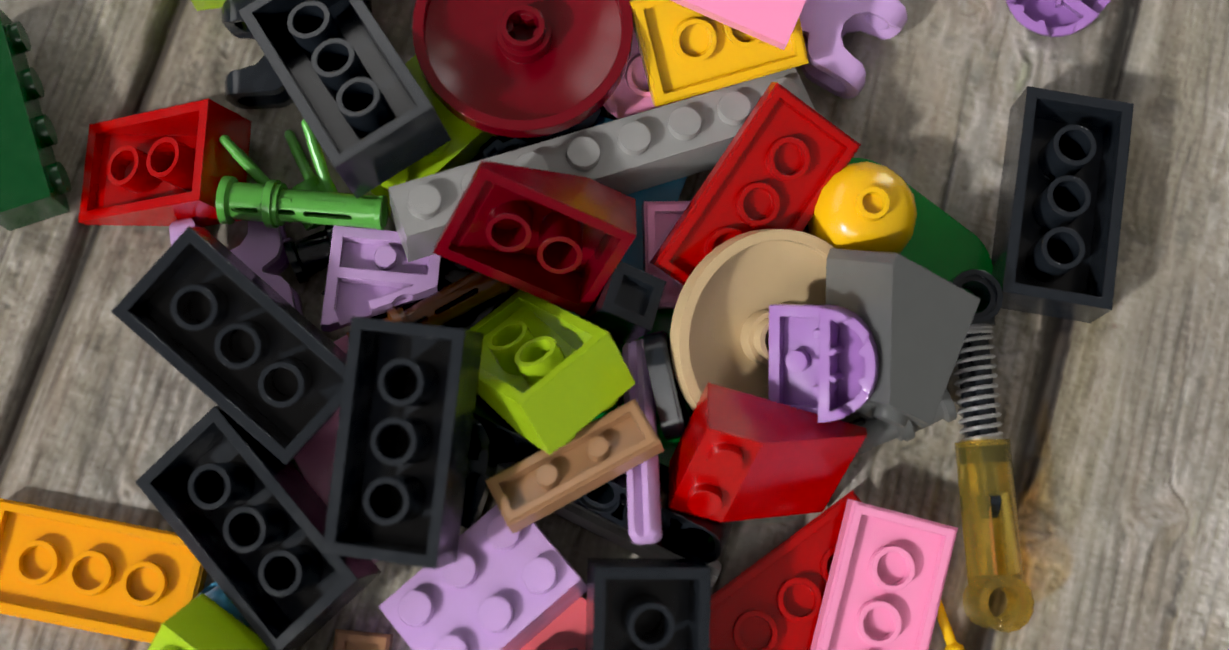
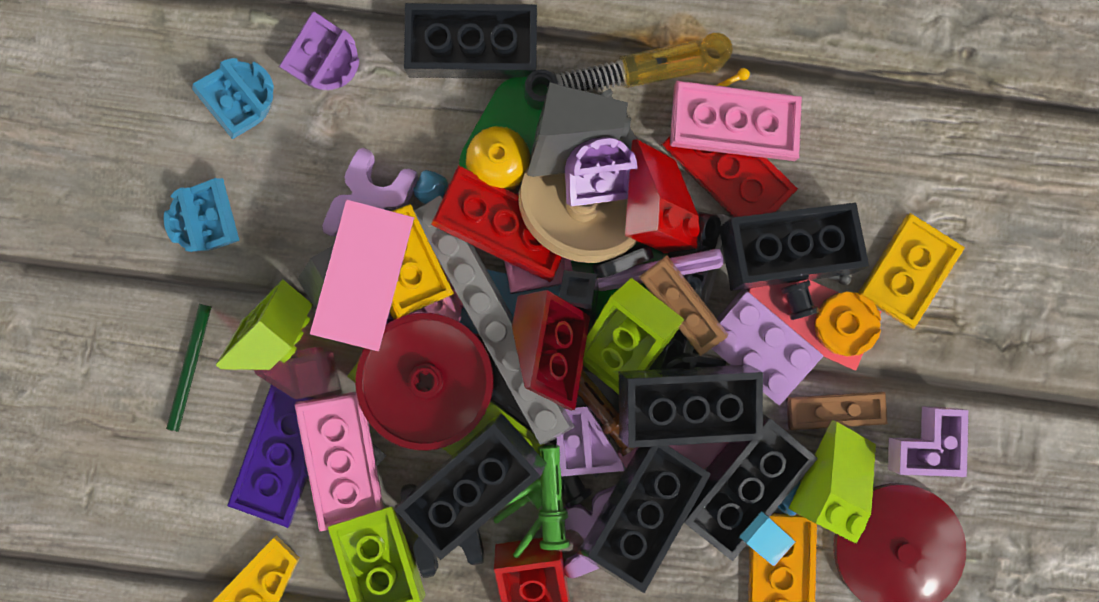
camera: 100 degrees left, 10 degrees up
(157, 546) = (767, 539): none -> medium azure slope
(835, 105) = (430, 186): none -> dark azure piece

